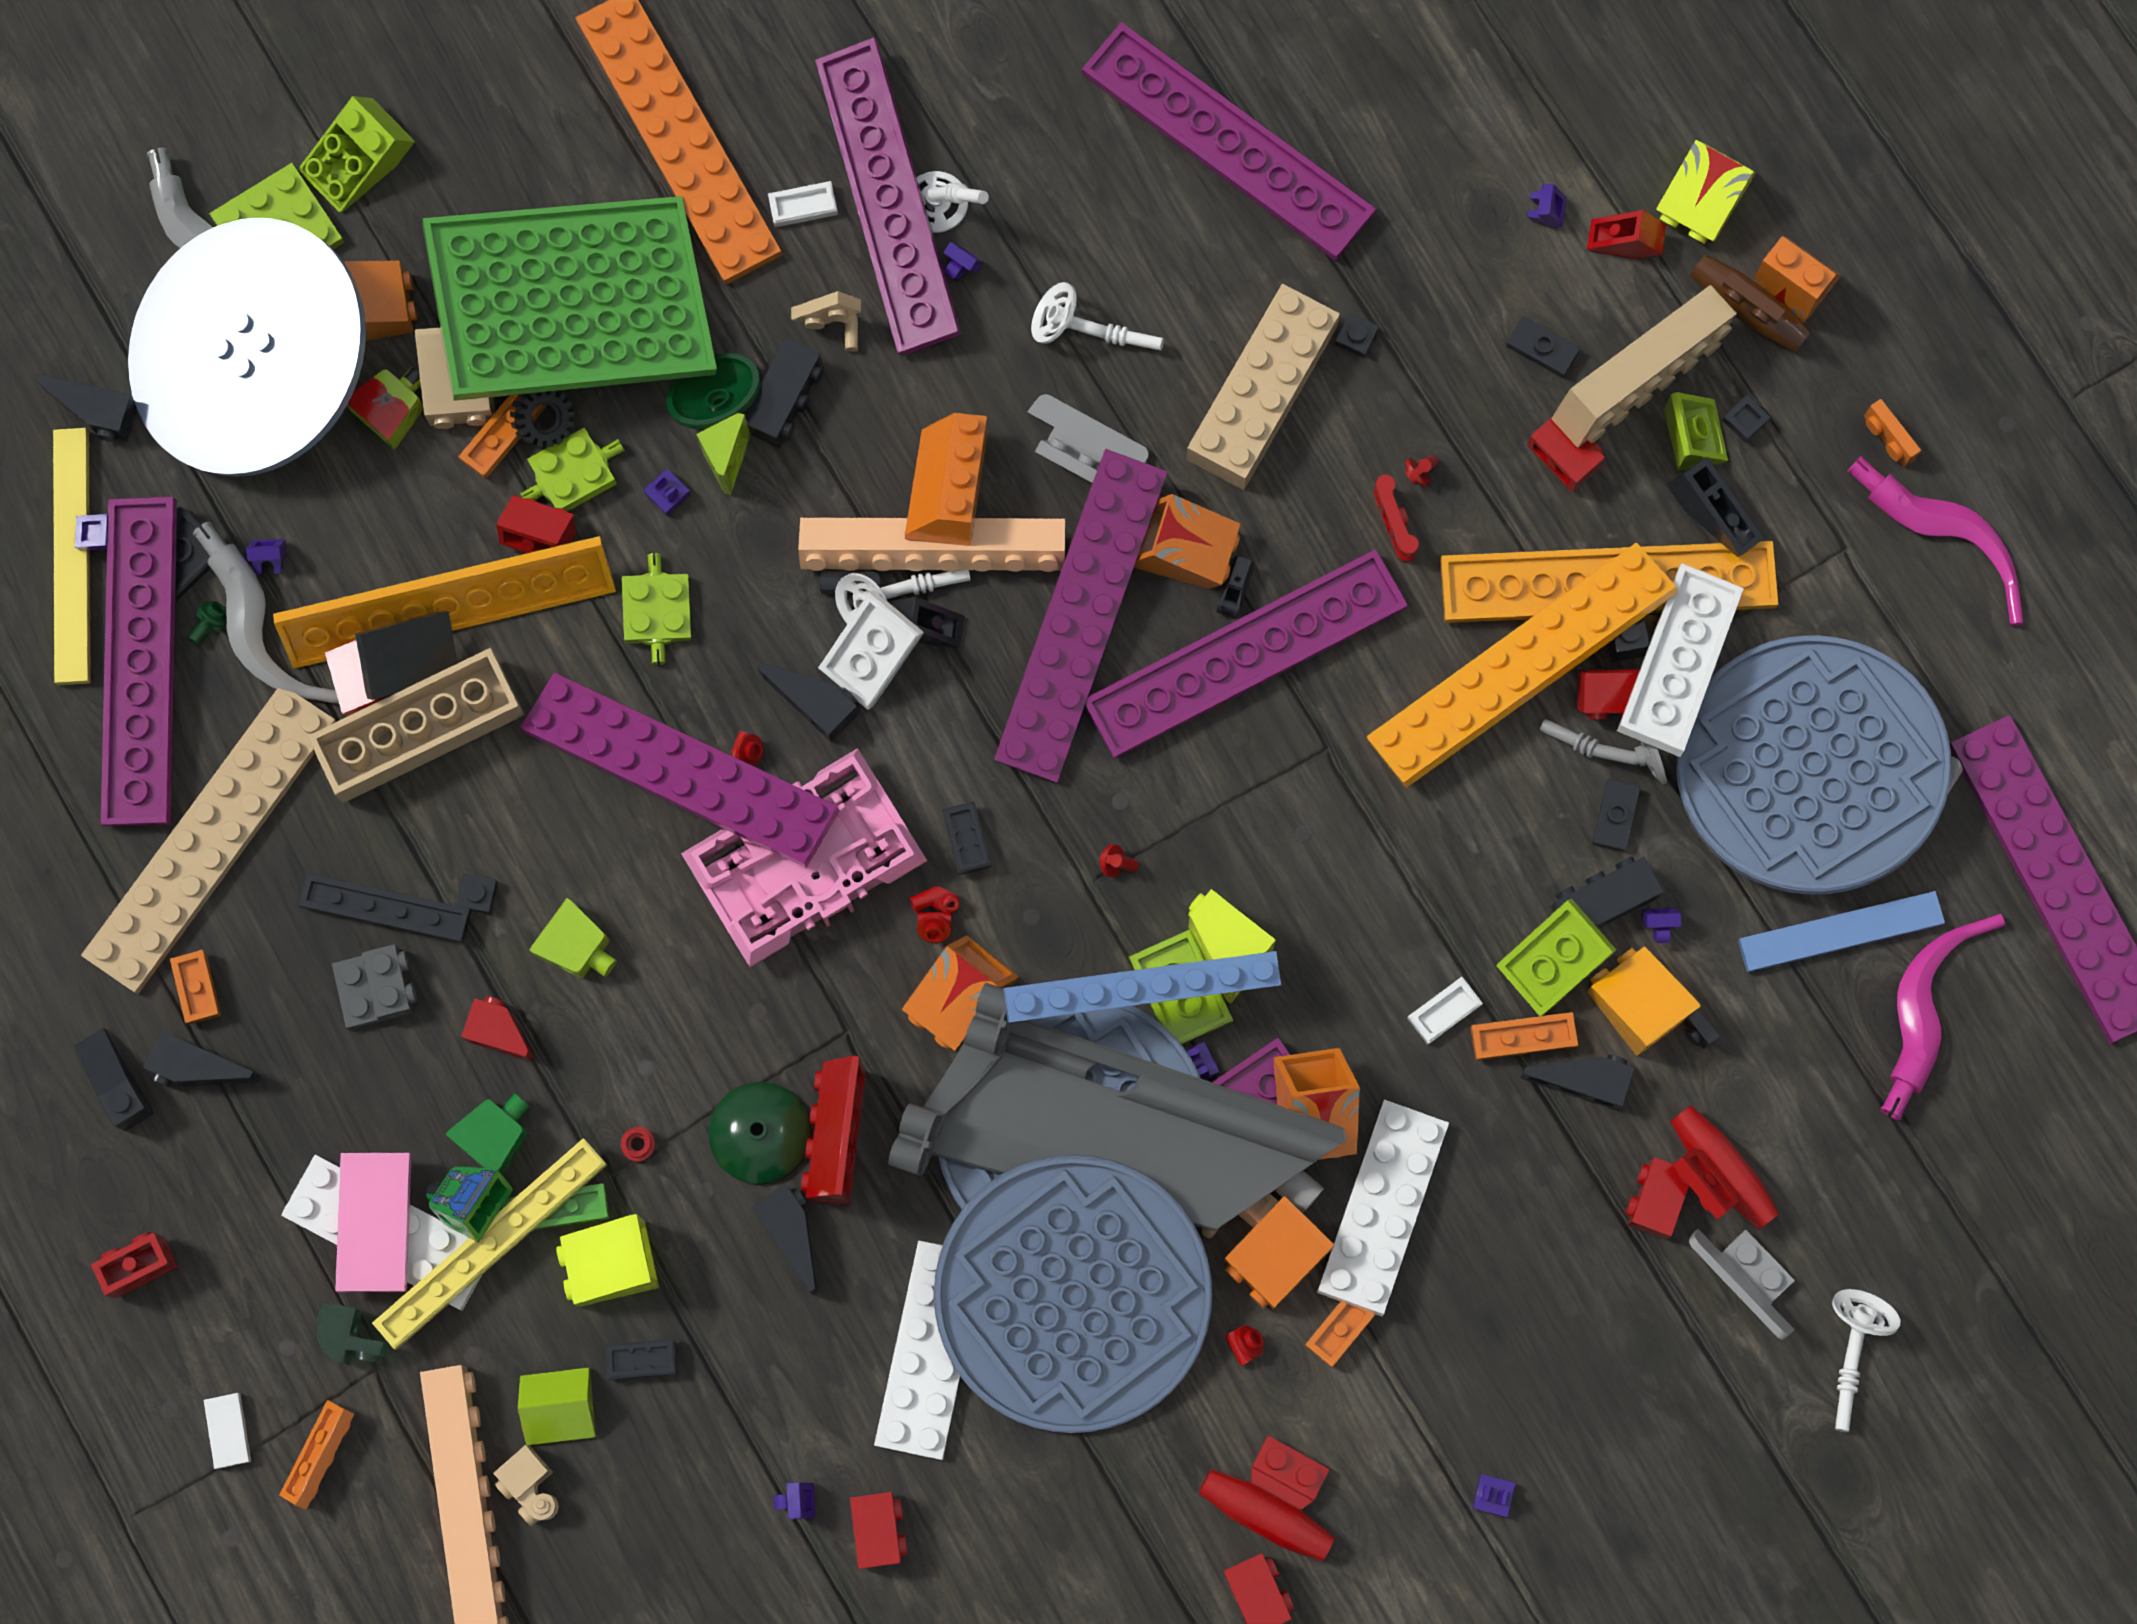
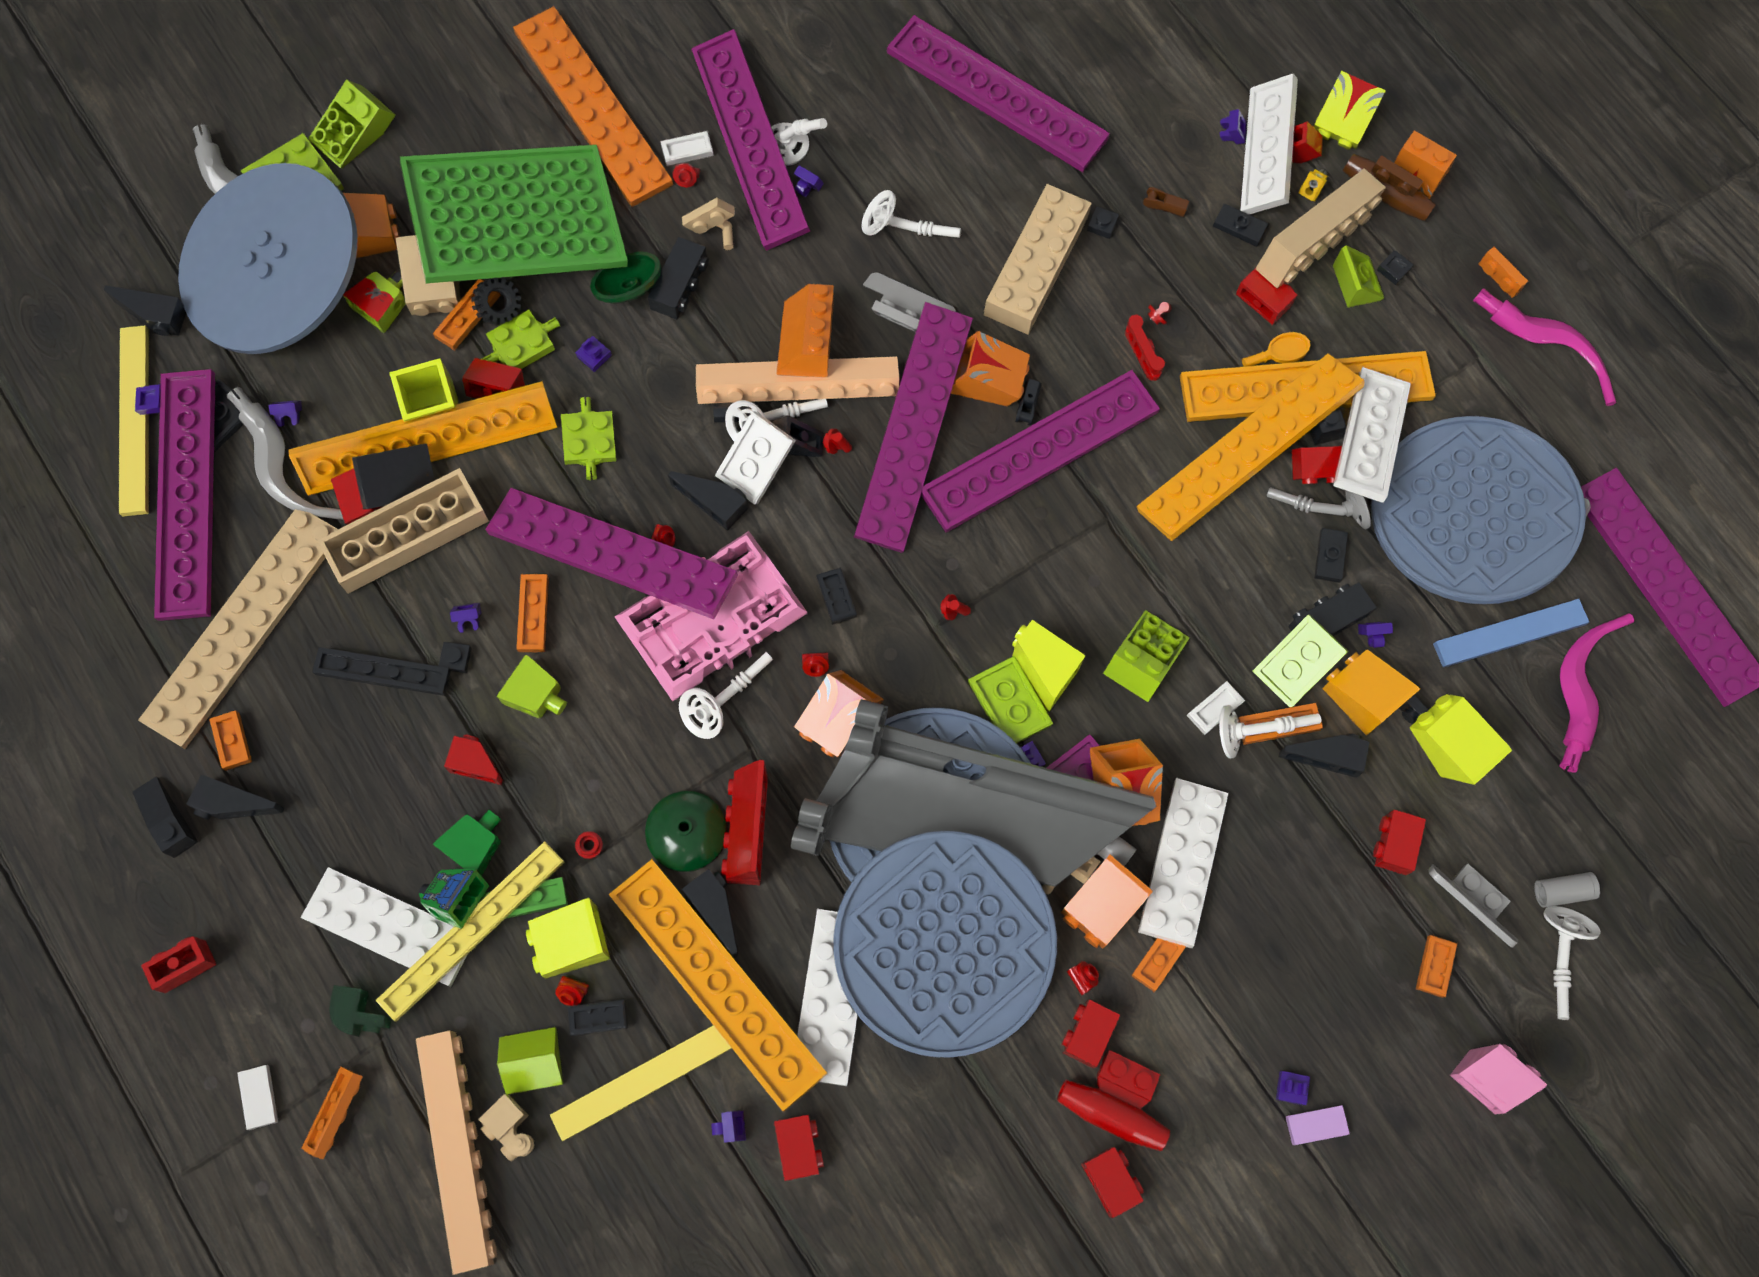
camera: 10 degrees left, 5 degrees down
(212, 616) = (243, 459): dark green plate -> none
(373, 1222) = (375, 919): bright pink tile -> none
(374, 987) = (374, 733): dark grey plate -> none
(448, 545) = (424, 389): none -> neon yellow slope
(492, 837) = (466, 613): none -> dark purple tile
(577, 841) = (532, 613): none -> orange plate
(609, 1325) = (570, 991): none -> red plate
(712, 1429) = (639, 1082): none -> light yellow tile
(725, 449) = (636, 317): lime slope -> none
(789, 1327) = (718, 985): none -> light orange plate
(798, 976) = (712, 708): none -> white dish
(799, 244) = (685, 174): none -> red plate
(937, 898) = (815, 642): red arm -> none
(975, 628) = (835, 440): none -> red plate
(1141, 986) = (984, 695): medium blue plate -> none
(1246, 1414) = (1090, 1033): none -> red brick
(1360, 937) = (1146, 655): none -> lime slope
(1450, 313) = (1162, 201): none -> reddish brown bar
(1467, 1044) = (1233, 730): none -> white dish
(1519, 1542) = (1317, 1125): none -> lavender tile
(1581, 528) = (1282, 349): none -> light orange piece
(1591, 236) = (1269, 145): none -> white plate
(1648, 294) = (1315, 180): none -> yellow piece
(1690, 1356) = (1436, 966): none -> orange plate
(1715, 507) = (1378, 325): black slope -> none
(1719, 1171) = (1445, 818): red plate -> none
(1743, 1498) = (1497, 1077): none -> bright pink slope
(1747, 1072) = (1459, 740): none -> neon yellow slope
(1868, 1270) = (1567, 889): none -> light grey pin

